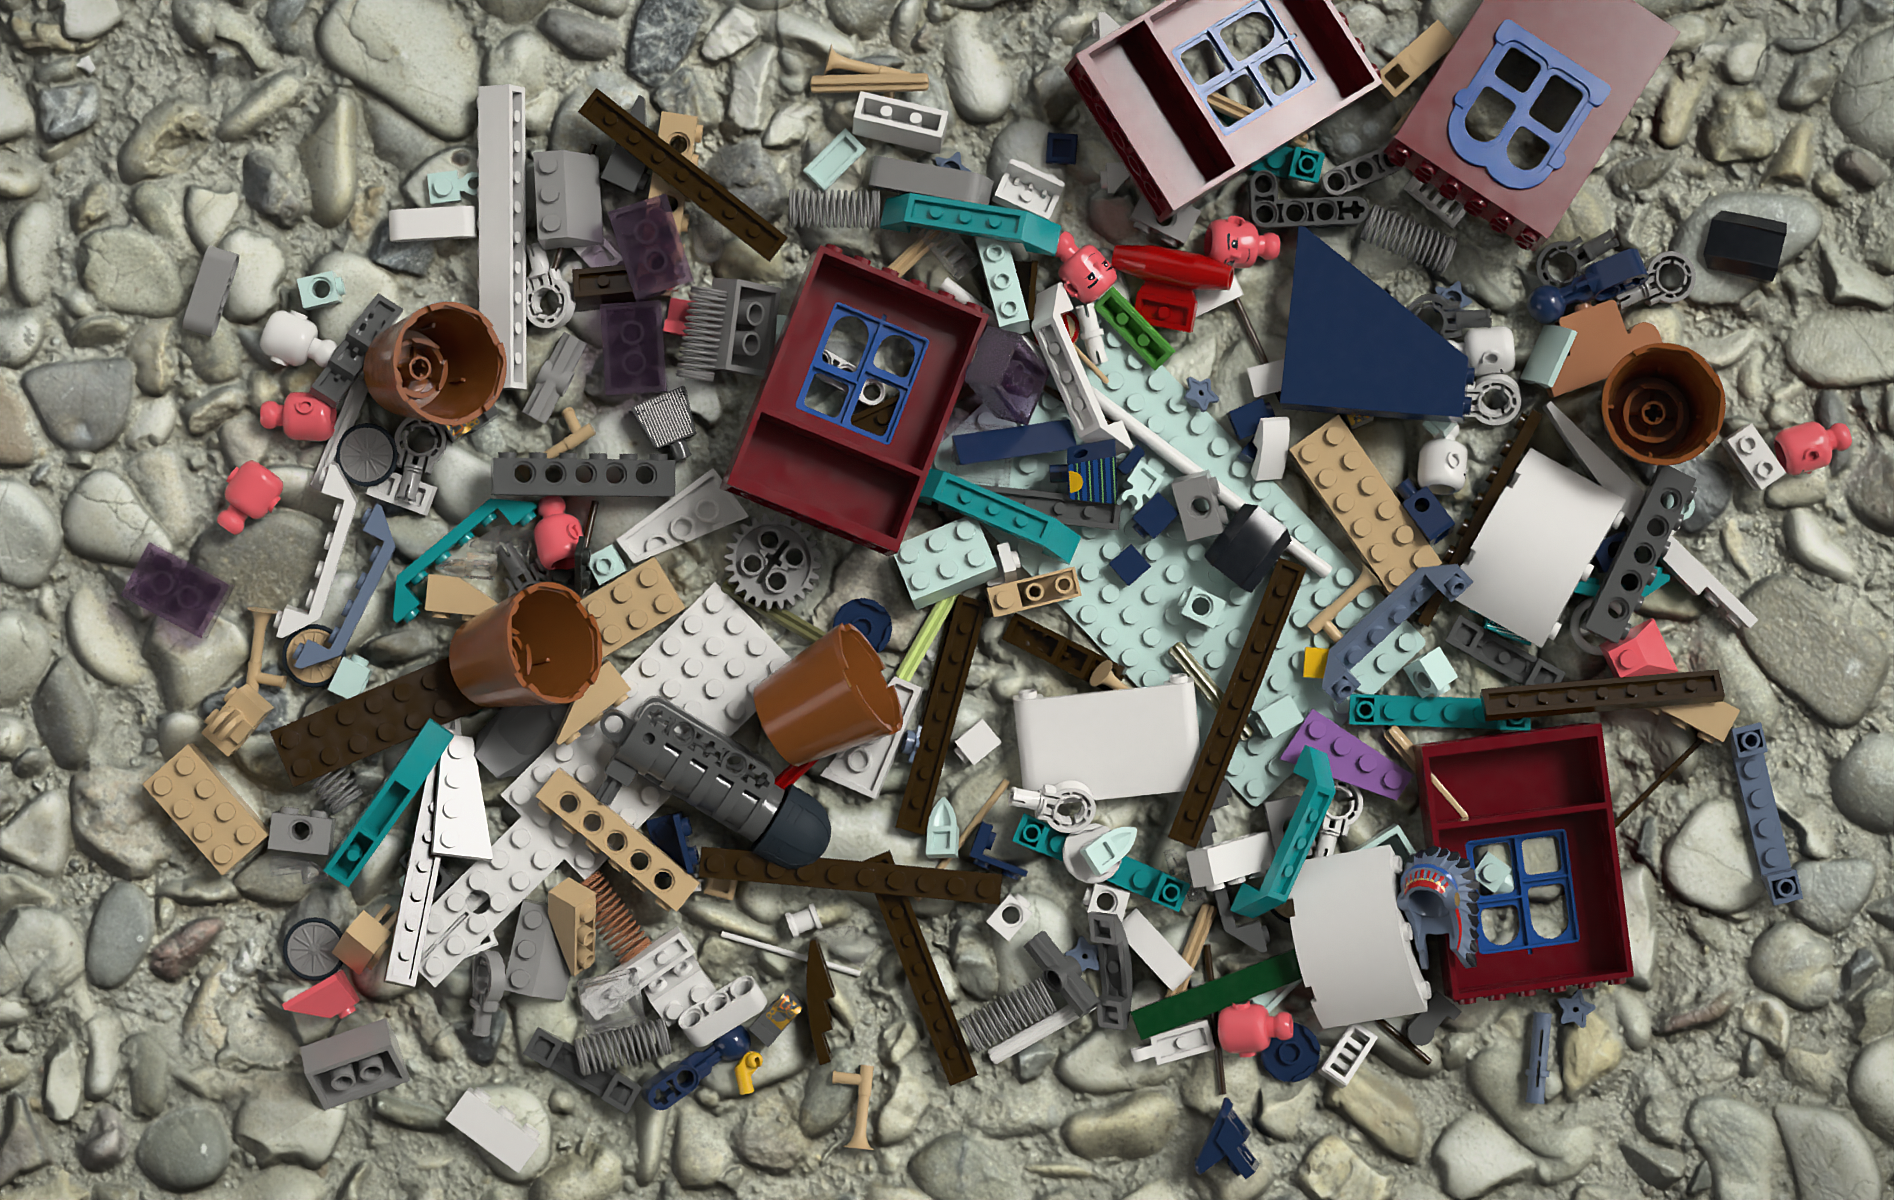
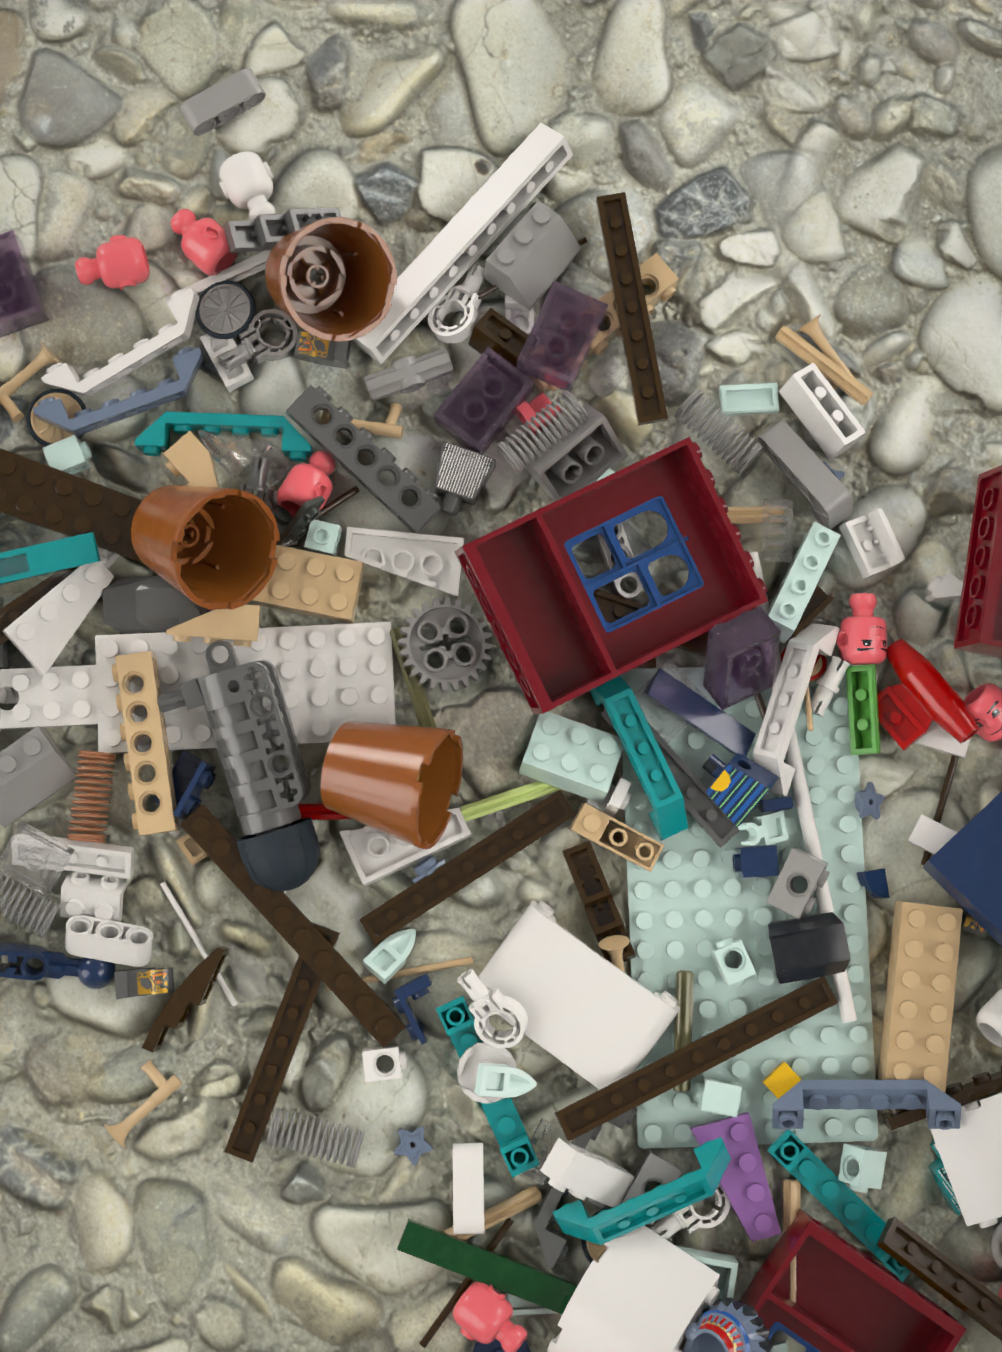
camera: 40 degrees right, 5 degrees down
(308, 285) = (294, 157): light aqua brick -> none
(432, 224) = (421, 191): white beam -> none
(447, 187) = (456, 177): light aqua plate -> none
(573, 920) = (60, 774): tan slope -> none
(623, 168) = (592, 269): dark grey slope -> none
(744, 1070) = (86, 999): yellow arm -> none
(803, 920) = (229, 928): white bush -> none
(869, 619) = (478, 750): dark blue tile -> none
(934, 672) = (489, 832): dark brown piece -> none
(971, 219) = (821, 528): teal slope -> none
(976, 742) = (474, 911): white brick -> none
(1032, 1034) = (331, 1170): white axle -> none
(1061, 148) = (921, 535): dark blue tile -> none
(1061, 974) = (383, 1143): dark grey piece -> none
(1115, 970) = (425, 1177): dark grey slope -> none
(1120, 899) = (469, 1131): white brick -> none
(1129, 565) = (705, 881): dark blue tile -> none
(1173, 234) = (953, 667): light grey brick -> none
(1176, 1043) = (421, 1275): white plate -> none
(1247, 417) = (891, 854): dark blue brick -> none
(1272, 447) = (893, 886): white slope -> none
(1324, 618) = (816, 1052): tan piece -> none
(1433, 523) = (966, 1053): dark blue torso -> none
(1501, 654) = (926, 1201): dark grey slope -> none

